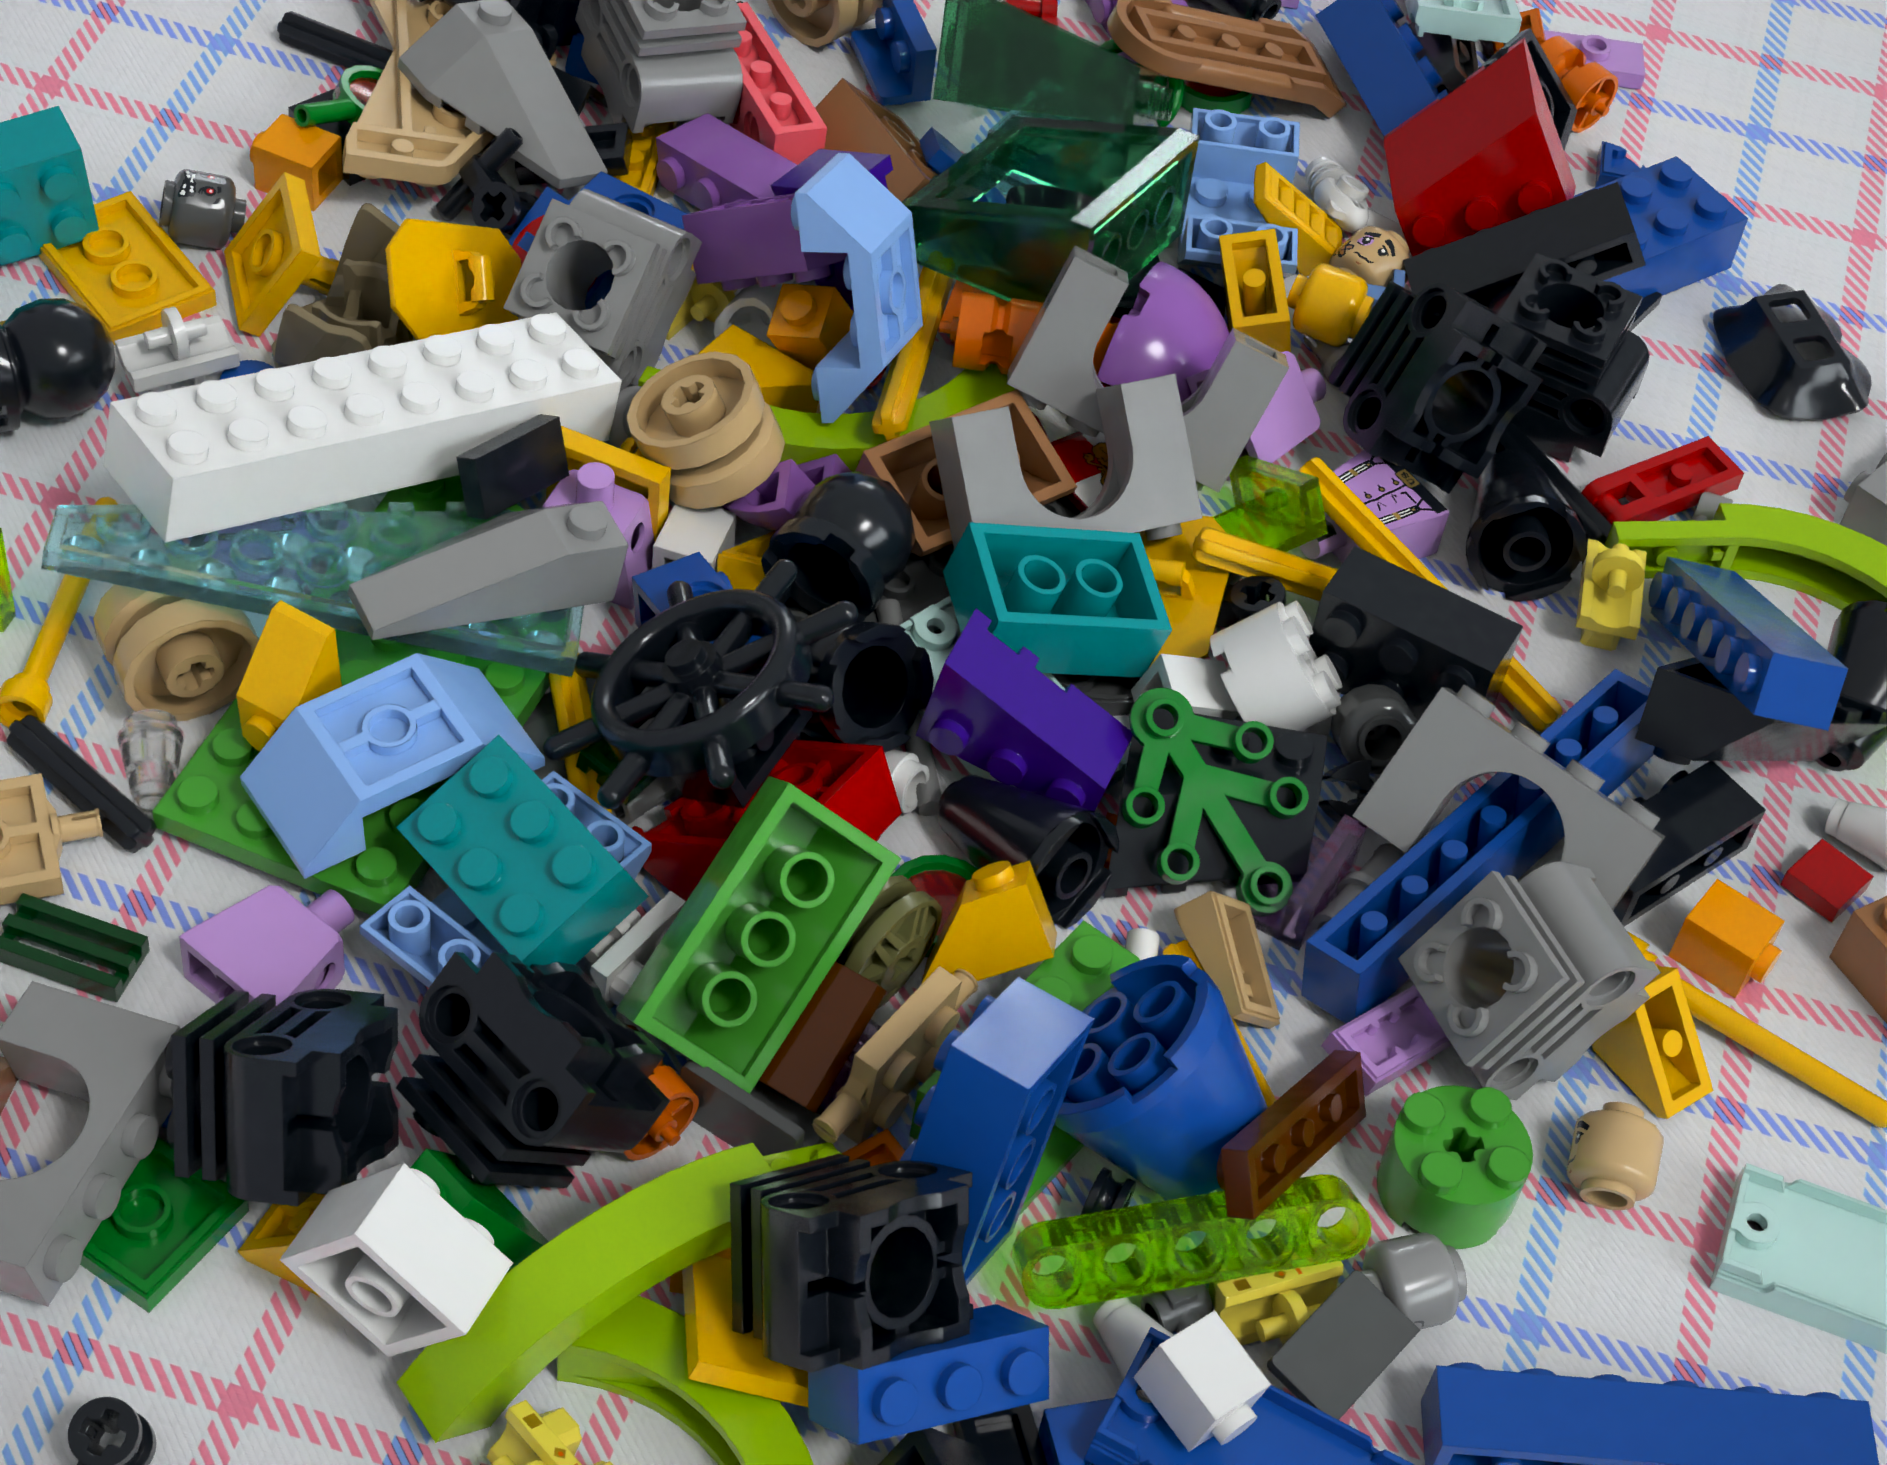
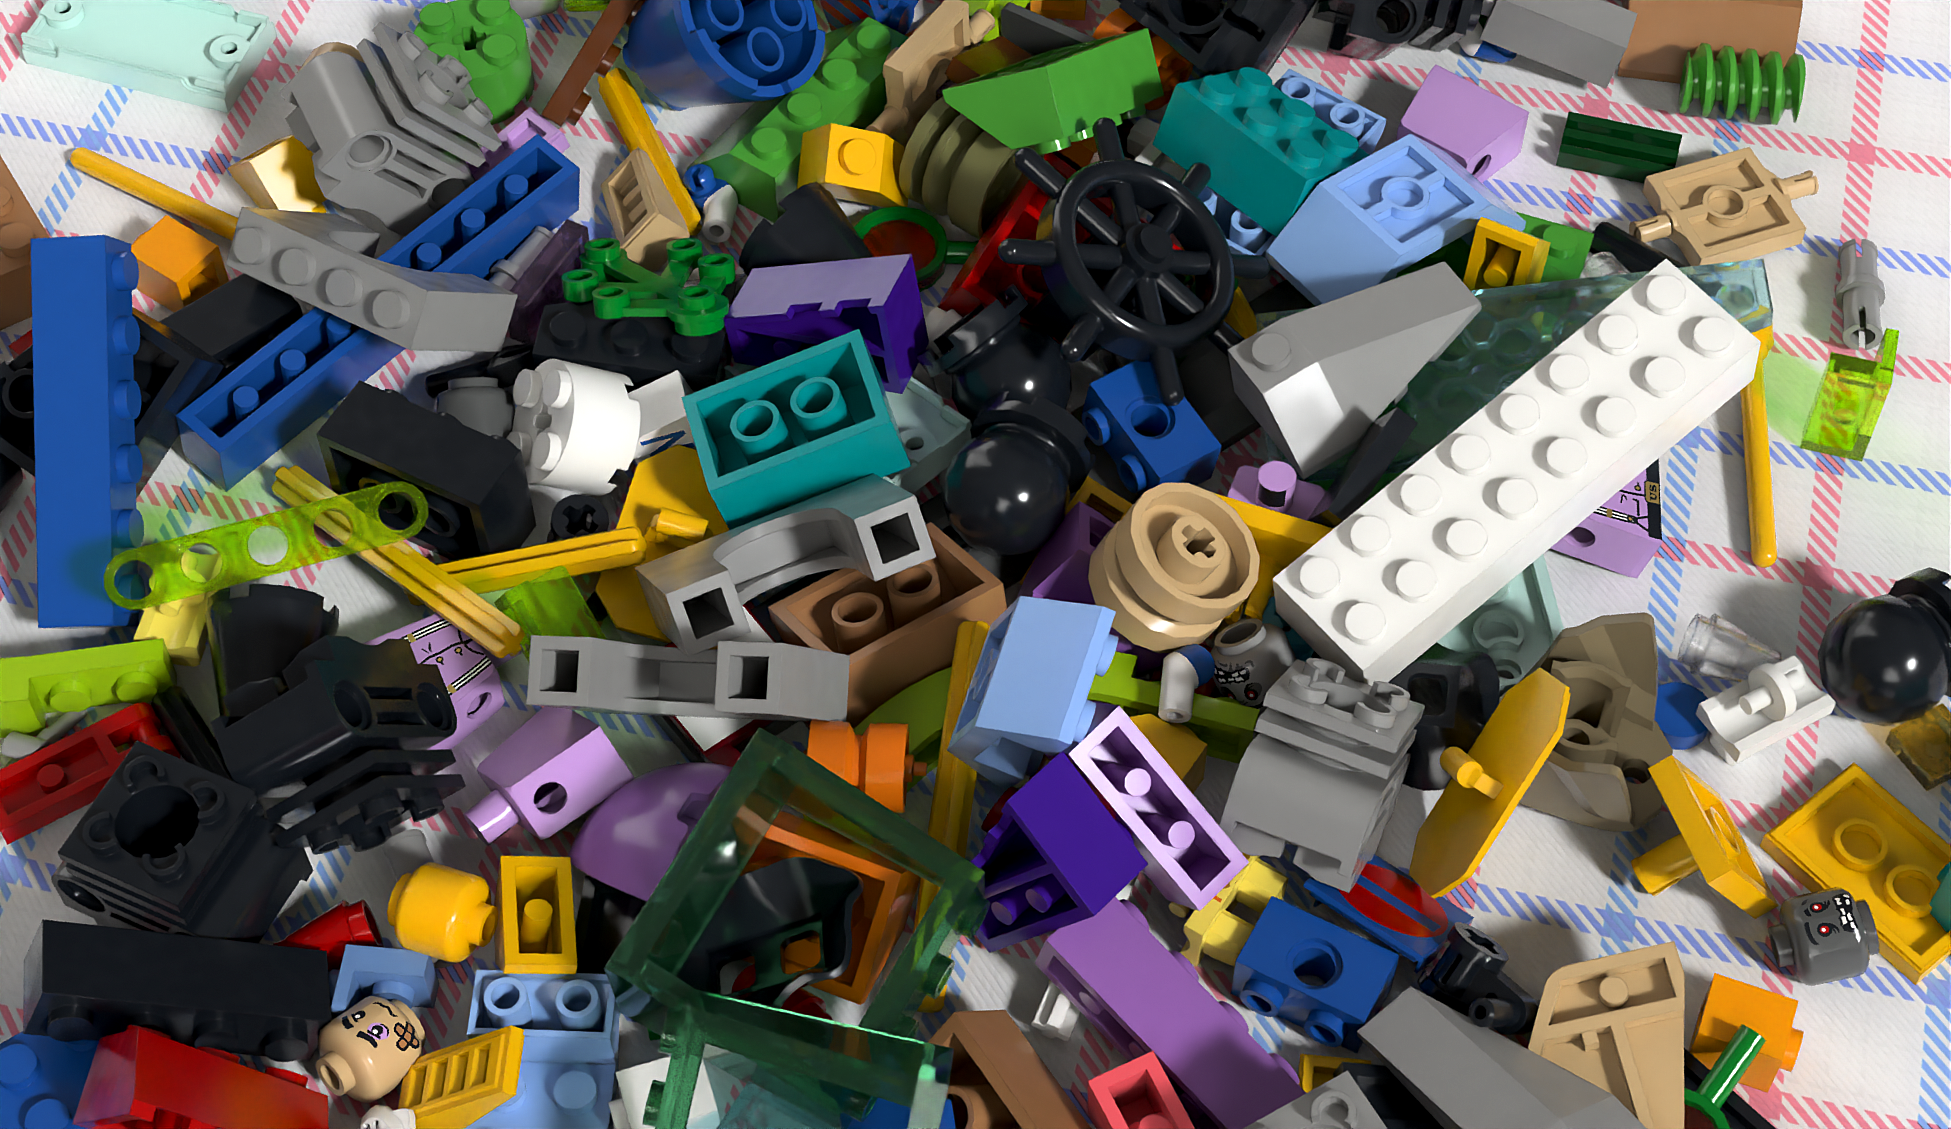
camera: 175 degrees left, 5 degrees up
(1545, 534) = (292, 523): none -> clear neon green beam

